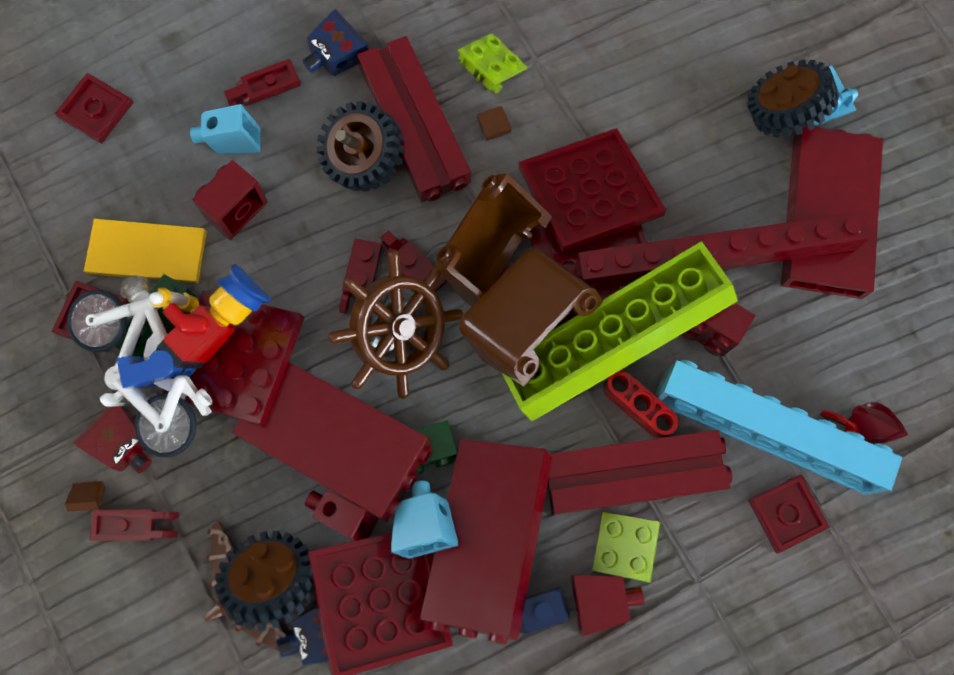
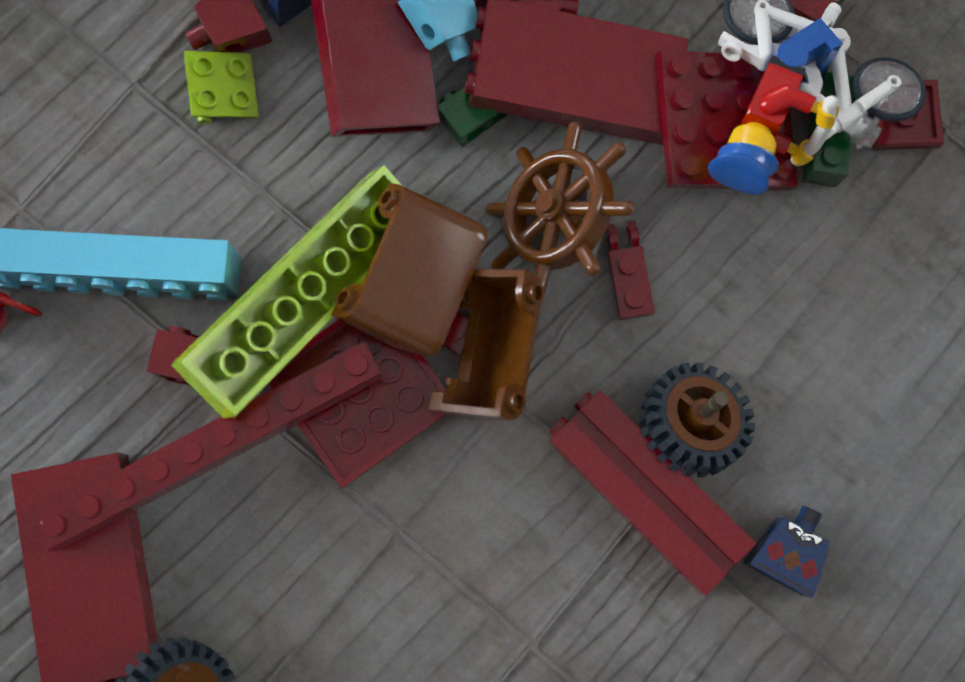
camera: 165 degrees right, 5 degrees up
(145, 250) = (885, 208): yellow tile -> none
(228, 131) = (863, 380): medium azure torso -> none
(230, 199) = (818, 291): dark red brick -> none
(263, 84) = (852, 467): dark red hinge -> none
(412, 261) = (579, 310): dark red hinge -> none
(490, 61) = (585, 615): lime hinge -> none
(494, 123) = (549, 529): reddish brown tile -> none
(591, 189) = (395, 477): dark red plate -> none
(637, 472) = (233, 164): dark red brick -> none
(654, 406) = (241, 229): red beam -> none
(788, 514) = (52, 187): dark red tile -> none

